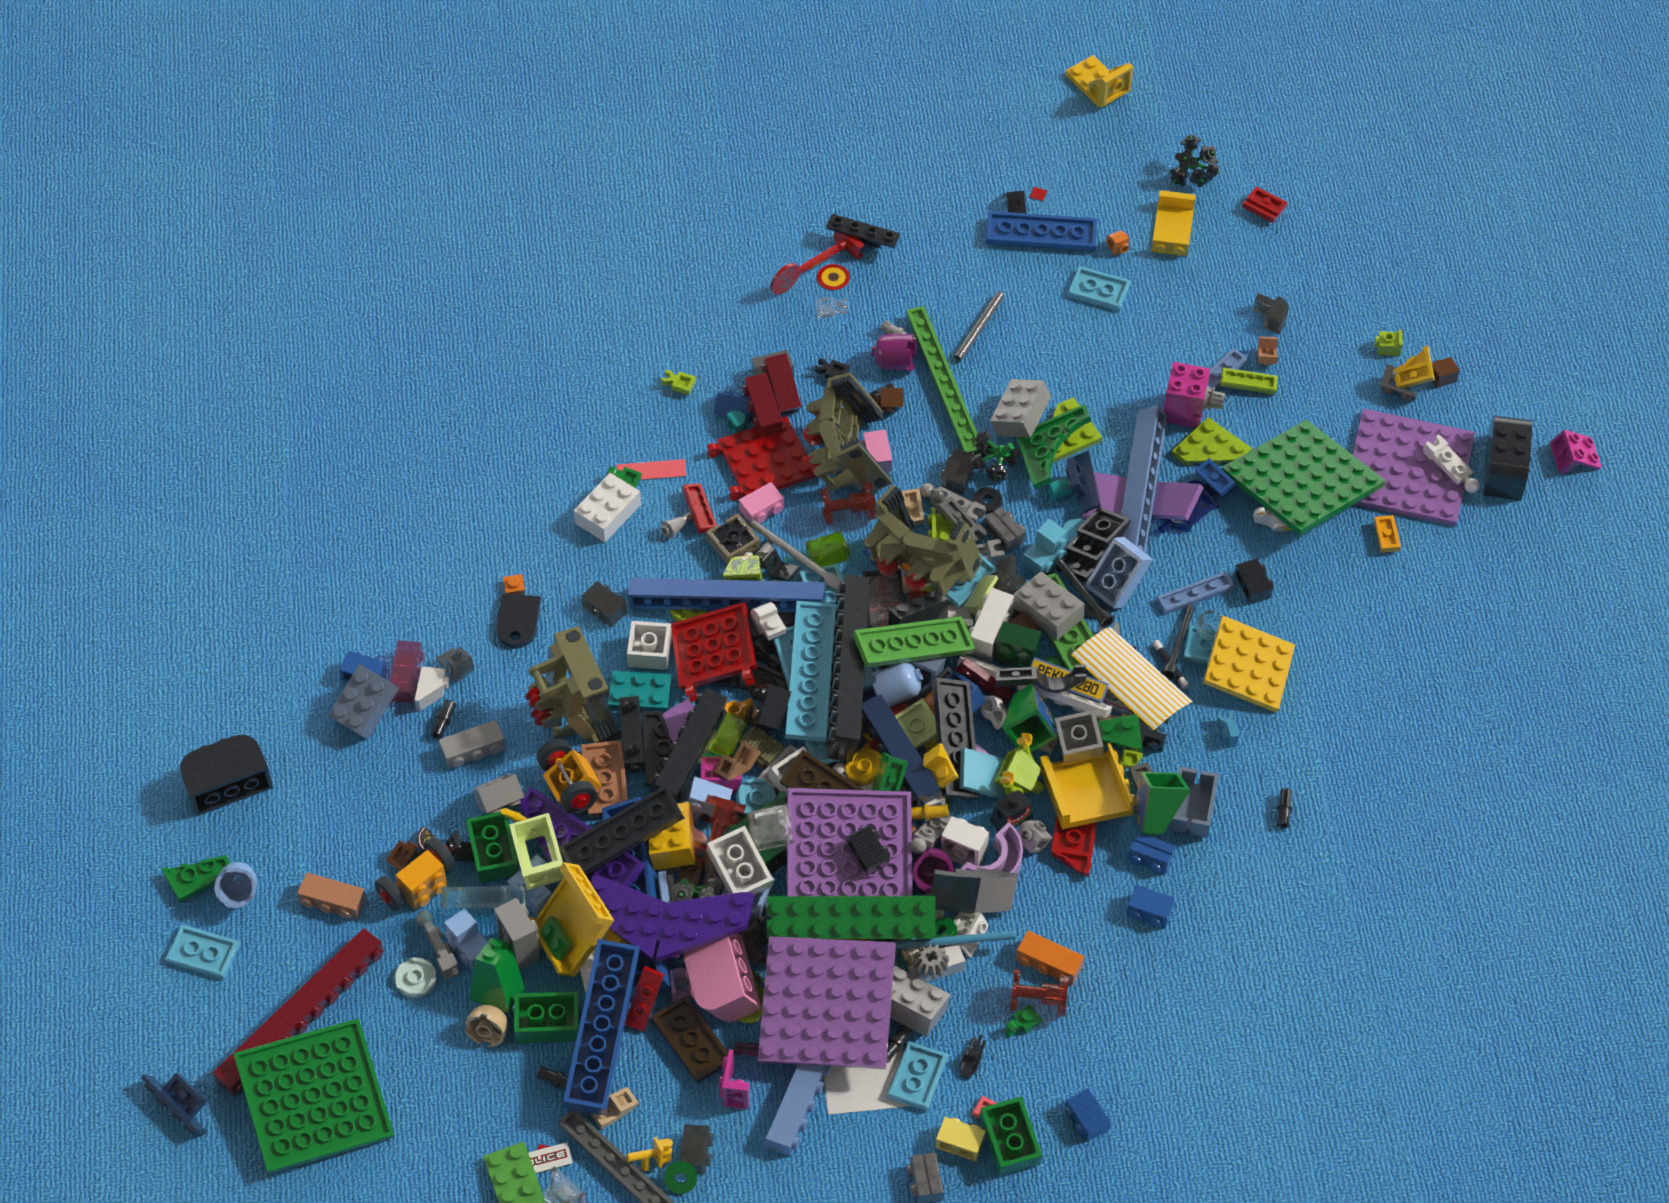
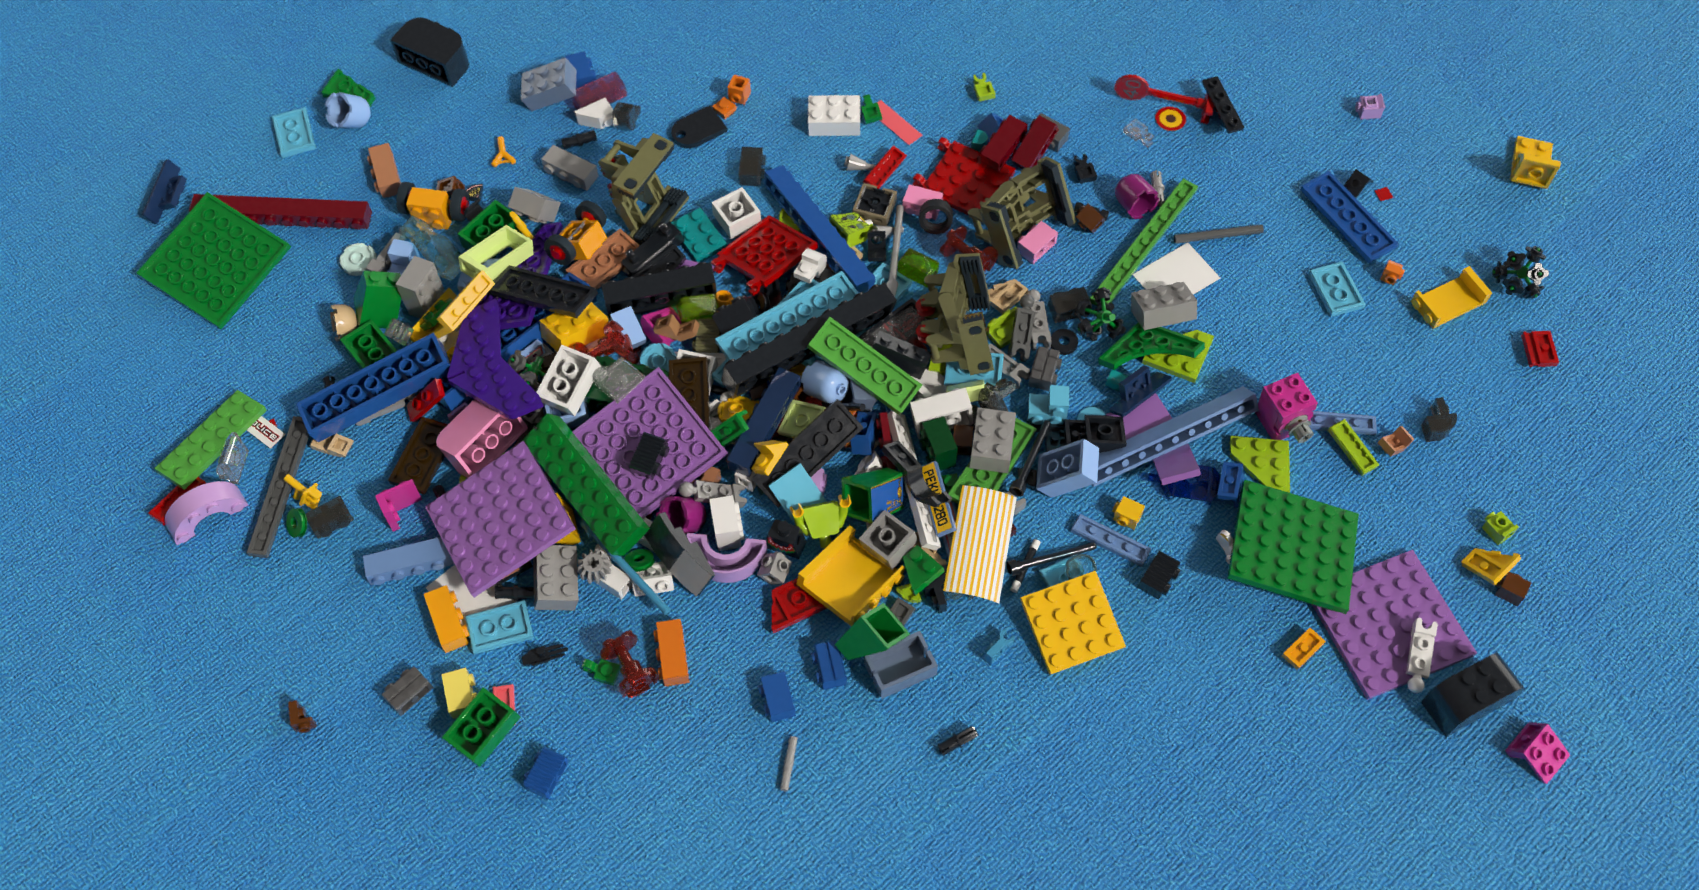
camera: 55 degrees right, 5 degrees up
(399, 790) = (502, 153): none -> light orange piece
(511, 559) = (739, 89): none -> orange brick
(551, 977) = (399, 331): none -> clear brick
(781, 498) = (934, 228): none -> black tyre
(879, 1110) = (447, 618): none -> light orange brick
(928, 812) = (728, 478): yellow pin -> none
(951, 139) = (1370, 107): none -> lavender window
(987, 379) = (1178, 266): none -> white sticker
(1183, 563) = (1127, 512): none -> yellow brick
(1211, 936) = (788, 763): none -> light grey piece
(1389, 376) = (1462, 548): dark grey bracket -> none

